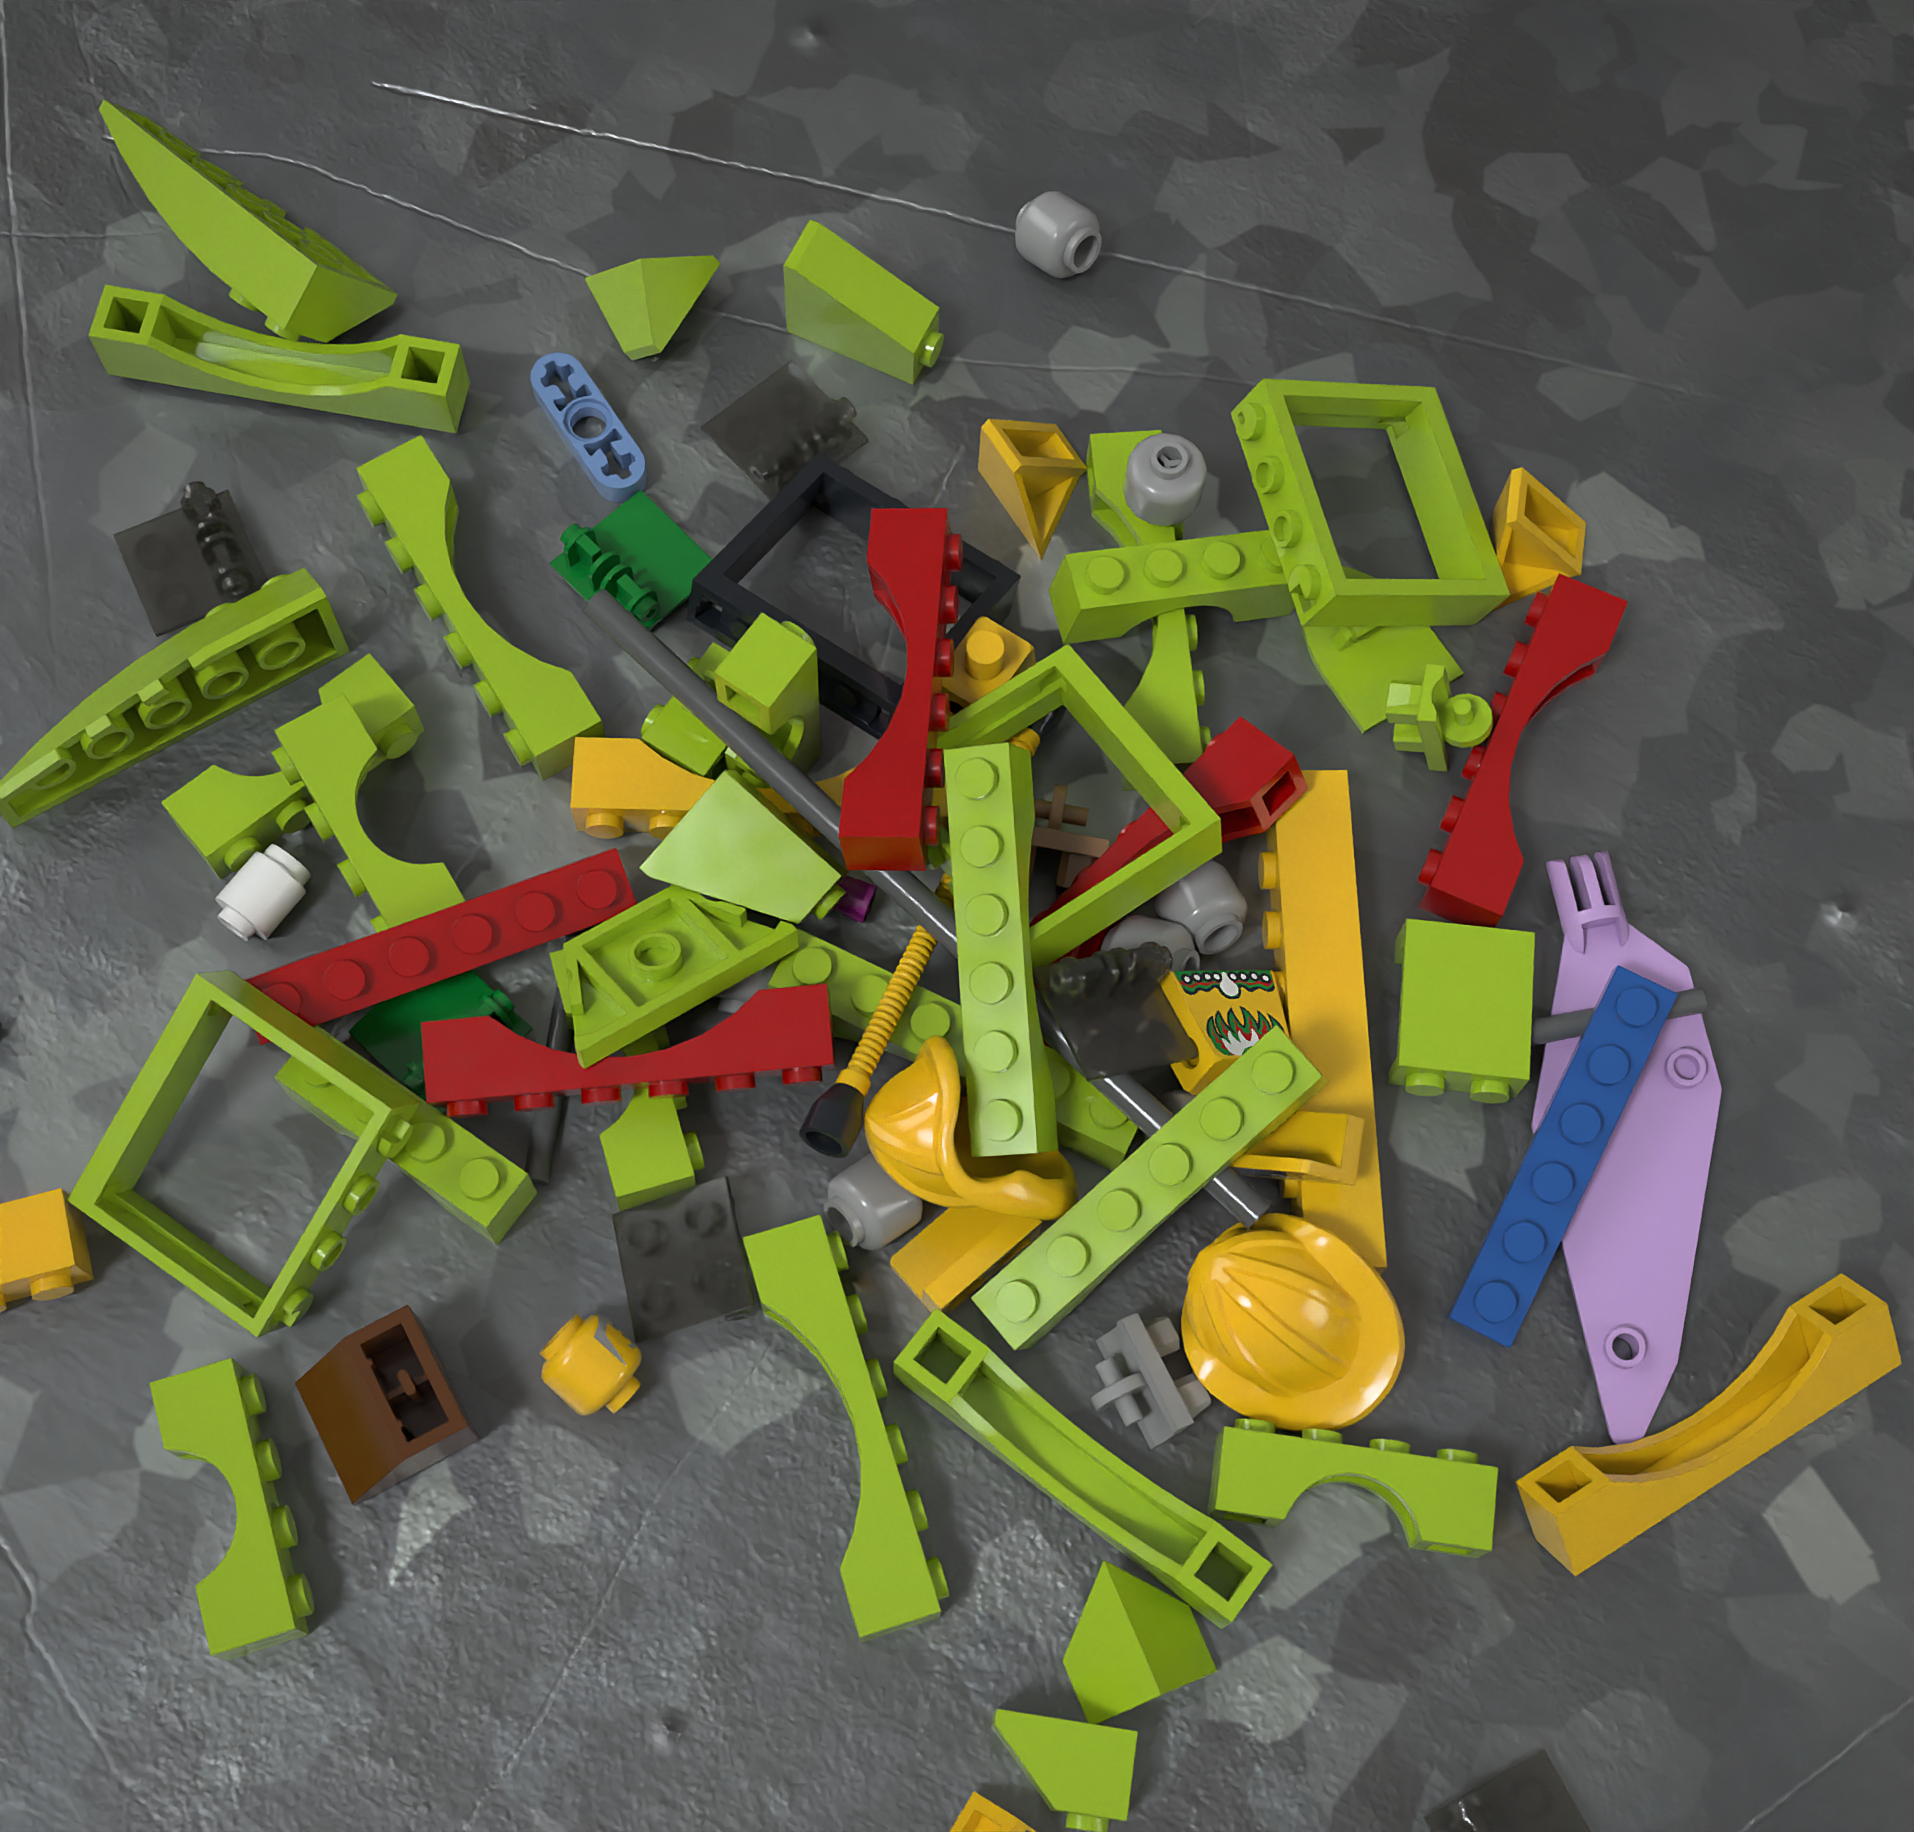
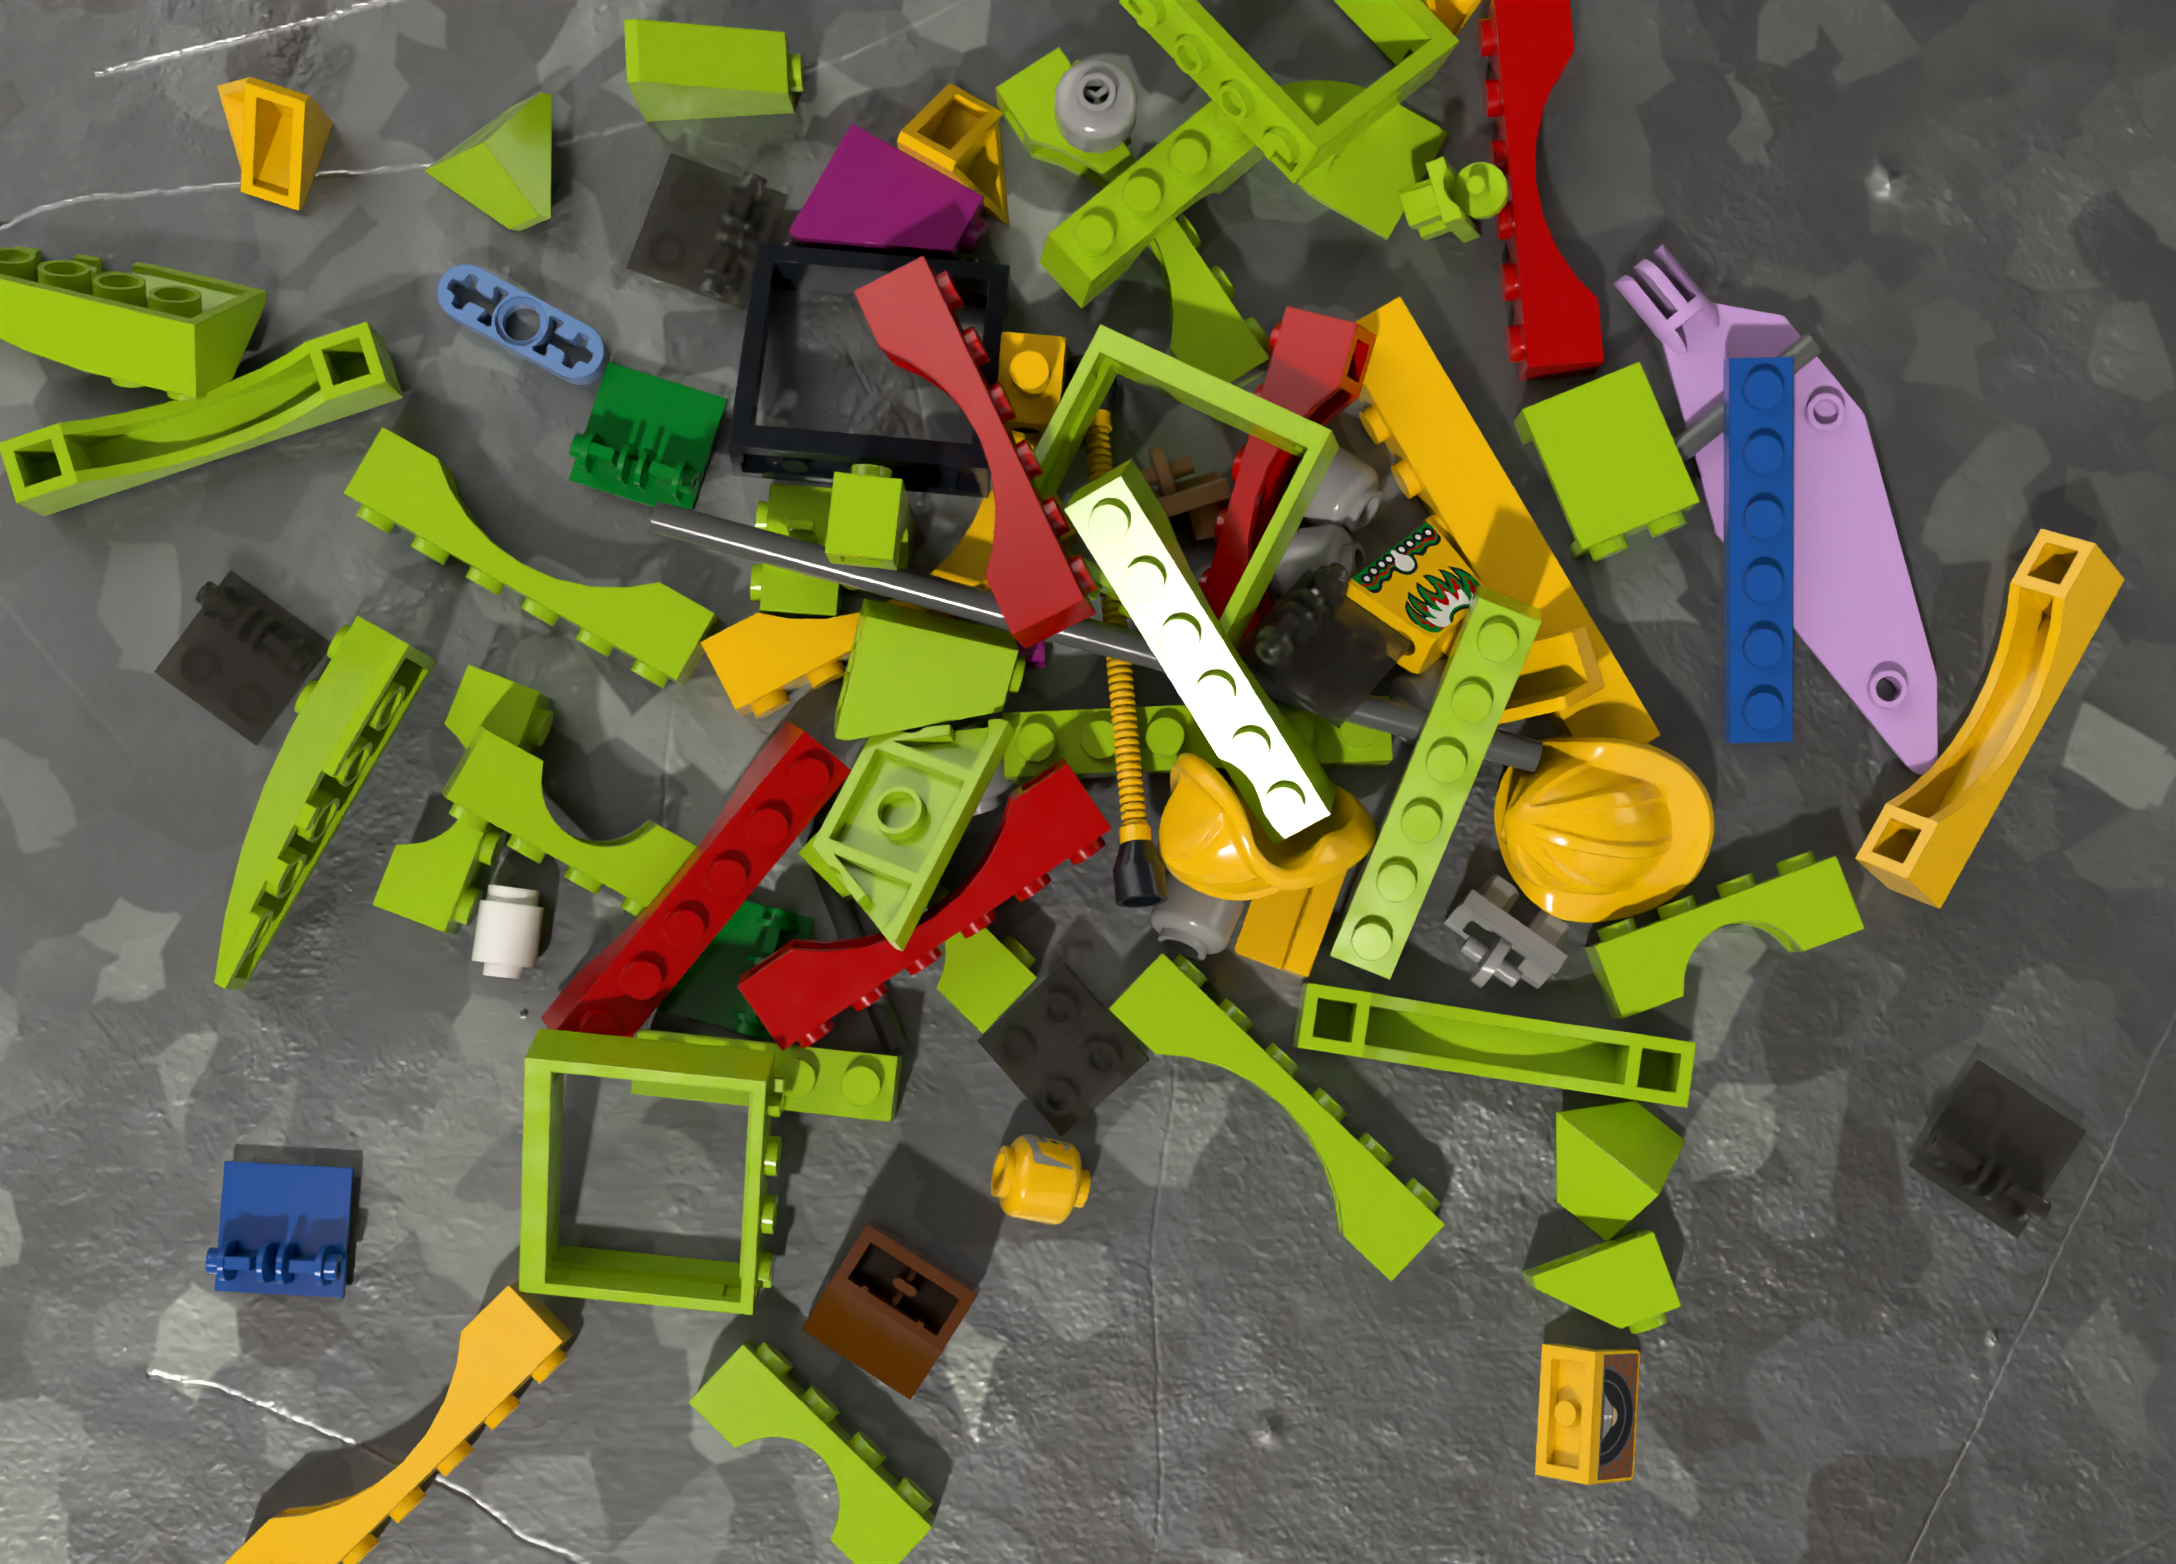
camera: 25 degrees left, 15 degrees up
(484, 192) = (275, 138): none -> yellow slope
(947, 466) = (888, 204): none -> magenta slope

